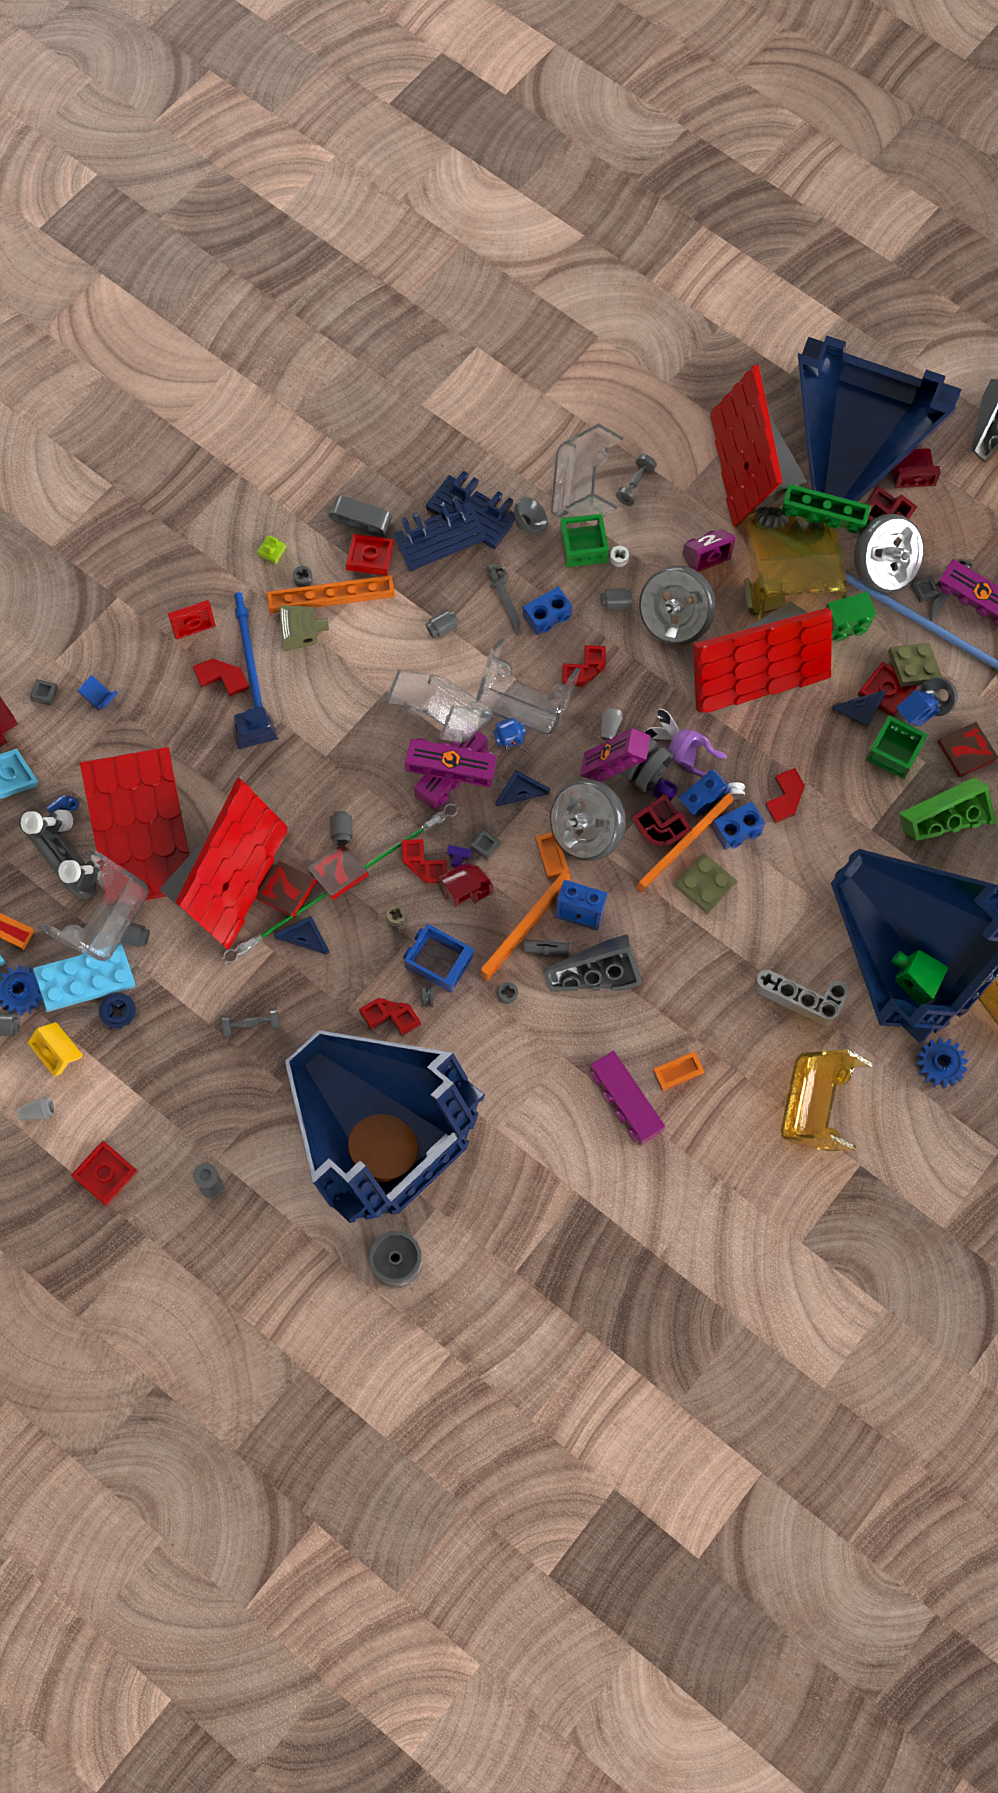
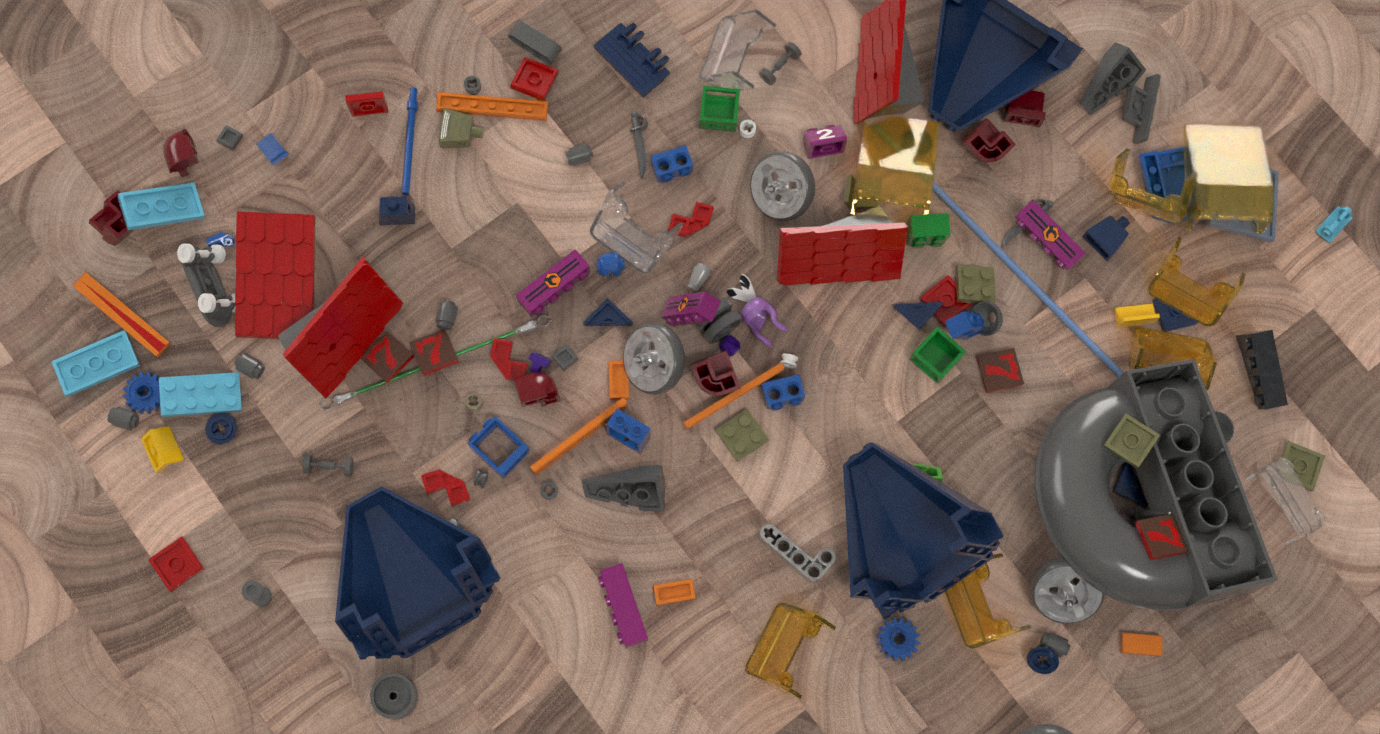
camera: 10 degrees right, 5 degrees up
(38, 1109) = (135, 497): light grey cone -> none
(111, 917) = (233, 350): clear windscreen -> none
(215, 670) = (376, 151): red tile -> none
(271, 549) = (452, 55): lime tile -> none
(304, 935) = (393, 400): dark blue tile -> none
(384, 1146) = (408, 599): reddish brown tile -> none
(441, 536) = (598, 77): dark blue hinge -> none
(441, 700) = (561, 223): clear windscreen -> none
(451, 762) = (551, 281): magenta brick -> none
(532, 513) = (683, 73): dark grey piece -> none
(547, 947) = (592, 459): dark grey pin -> none
(616, 599) = (734, 167): dark grey brick -> none
(705, 793) = (761, 357): blue brick -> none
(772, 517) = (882, 125): dark grey gear -> none
(792, 790) = (829, 383): red tile -> none
(825, 508) = (933, 130): green brick -> none
(876, 552) = (971, 168): wheel -> none
(919, 975) = (897, 561): green torso -> none
(925, 589) = (1004, 218): dark grey tile -> none
(951, 810) = (967, 422): bright green wedge -> none

